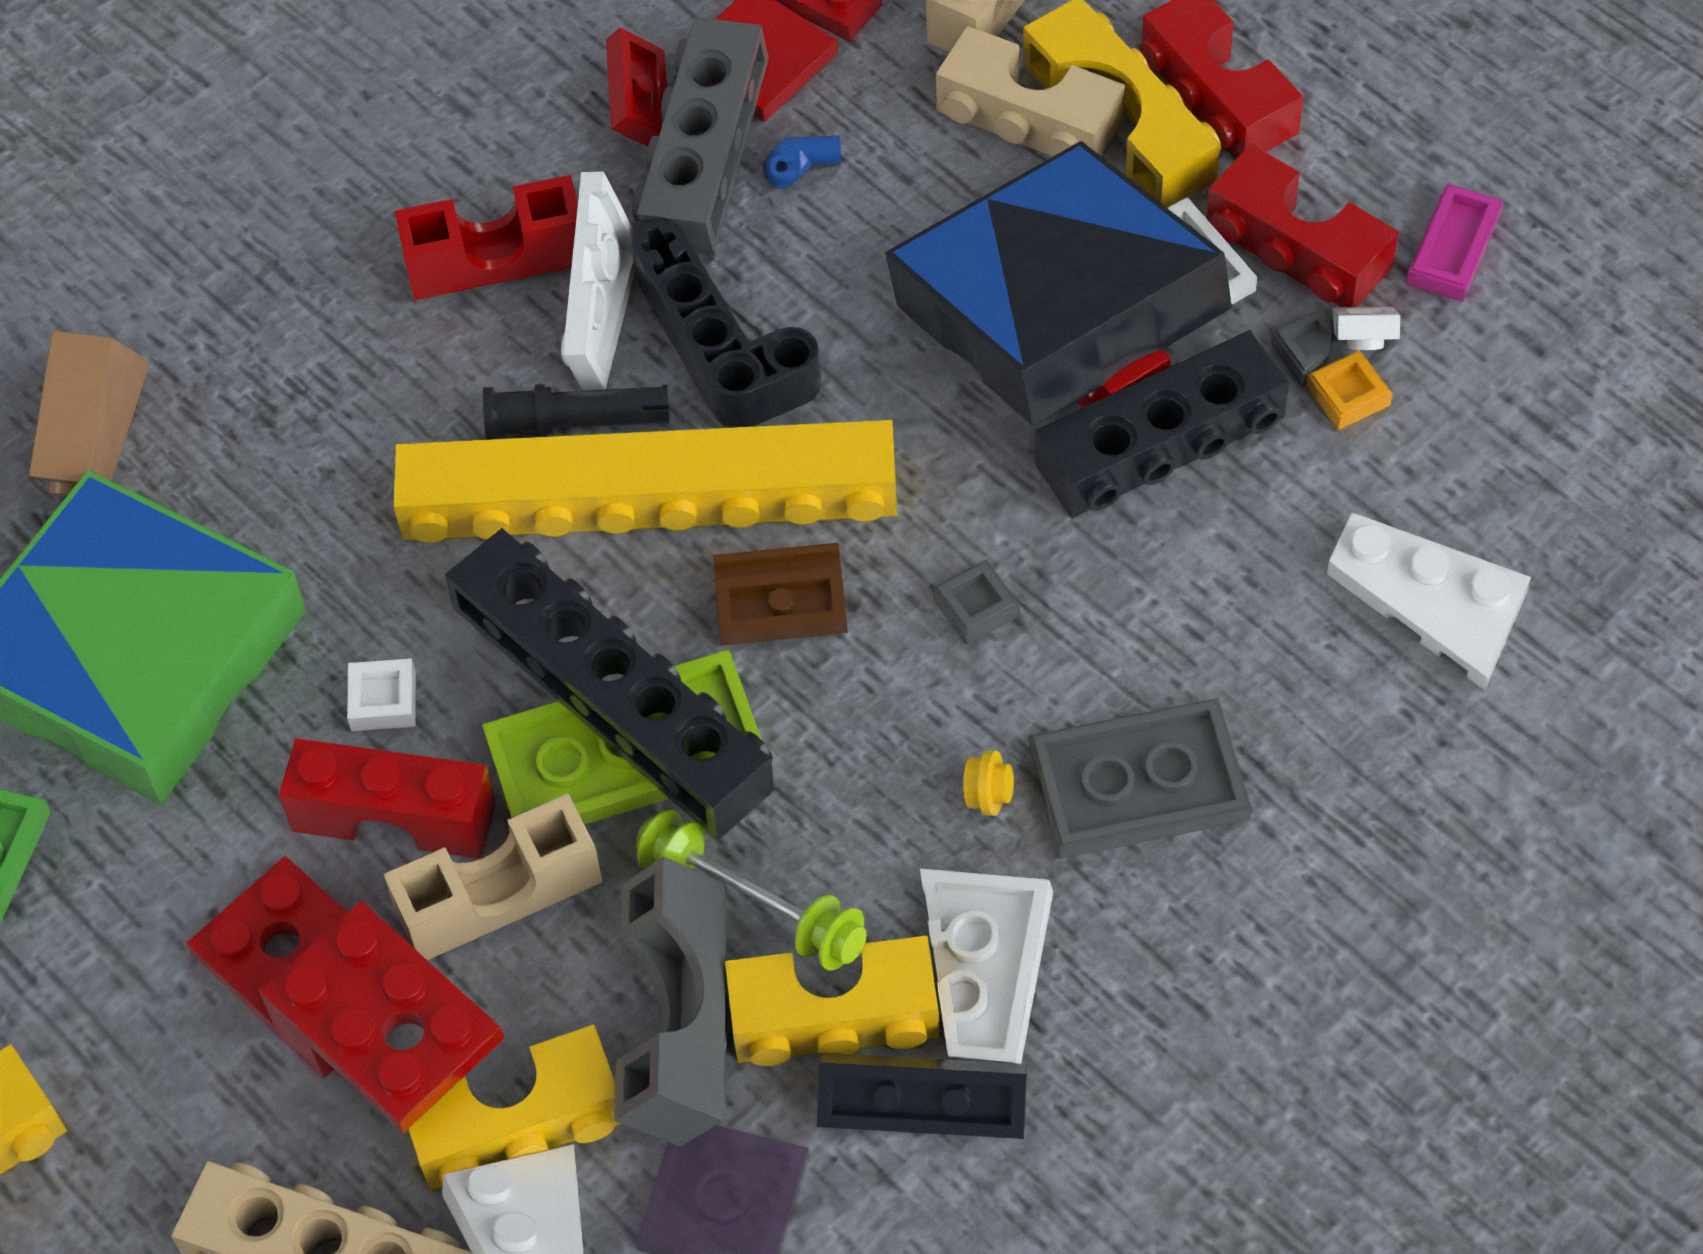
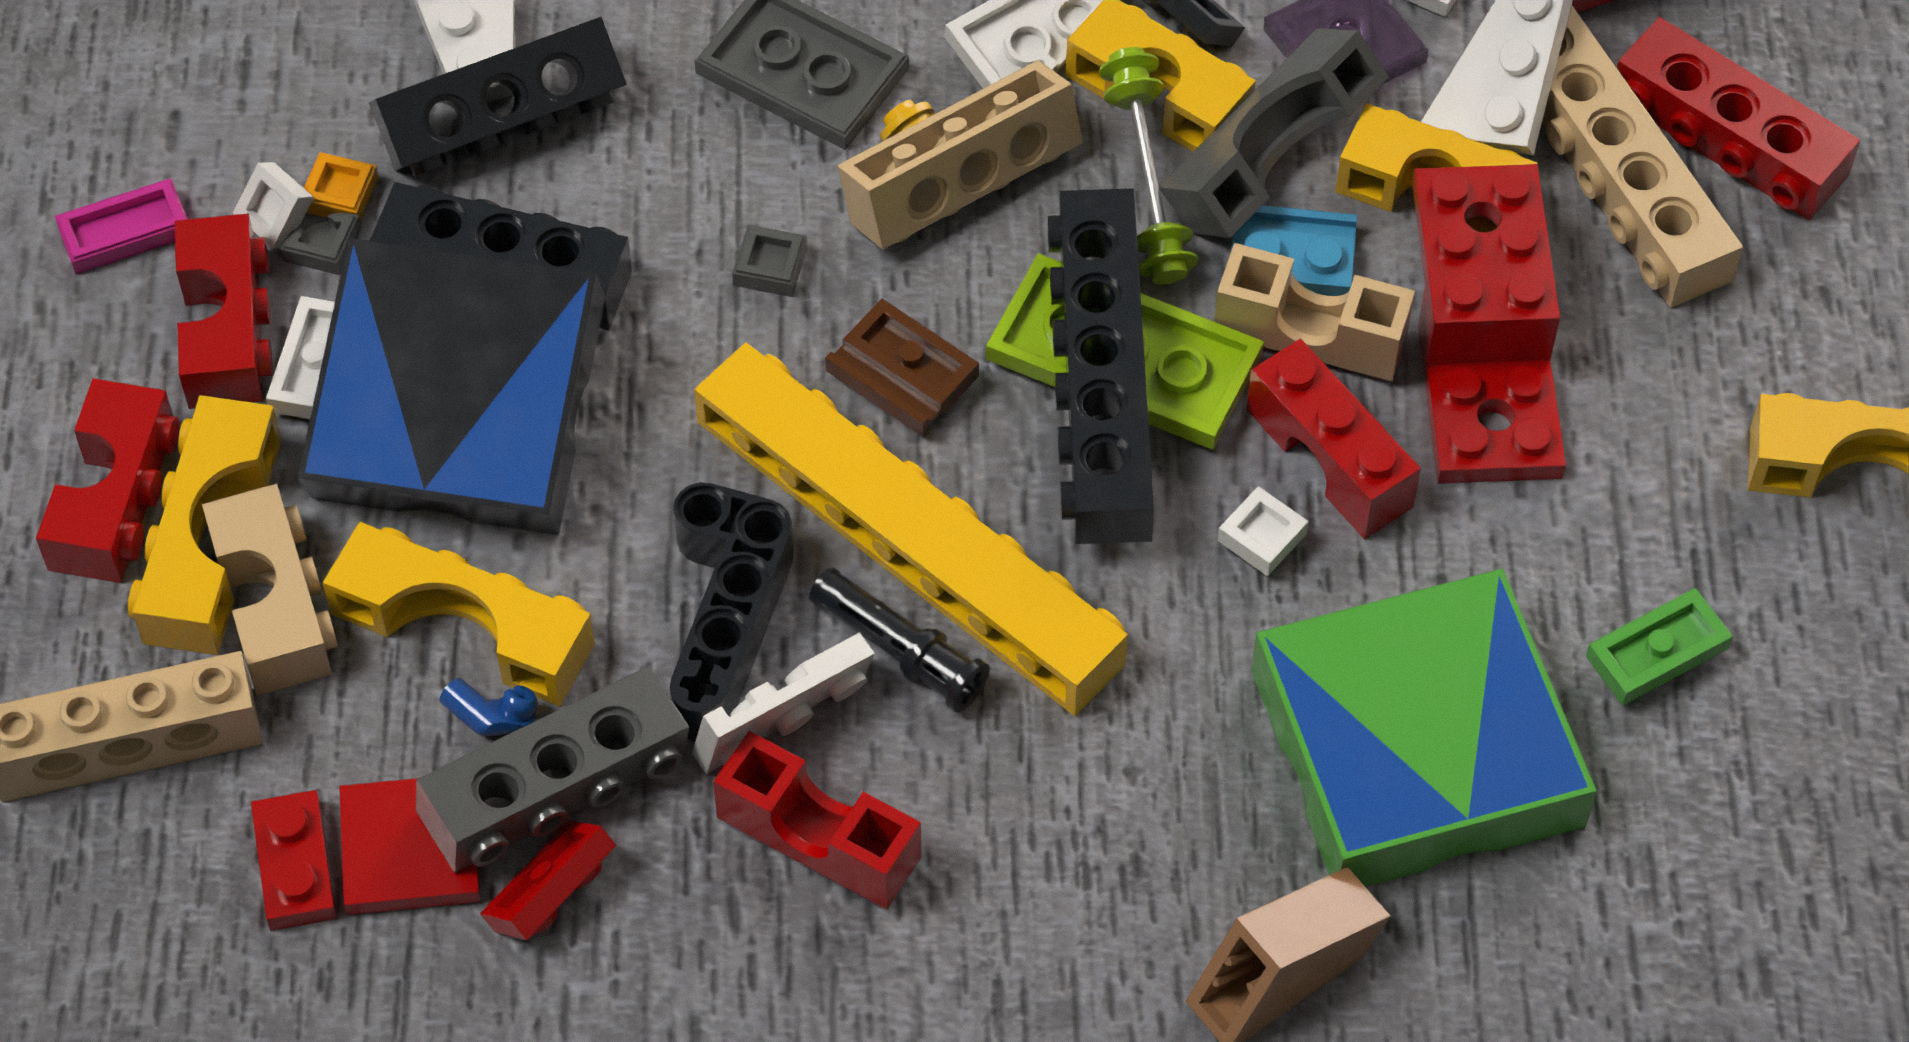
camera: 140 degrees left, 0 degrees up
(572, 956) = (1315, 239): none -> dark azure plate
(826, 208) = (390, 581): none -> yellow arch
(908, 775) = (960, 154): none -> tan brick
(1312, 523) = (580, 49): none -> black brick

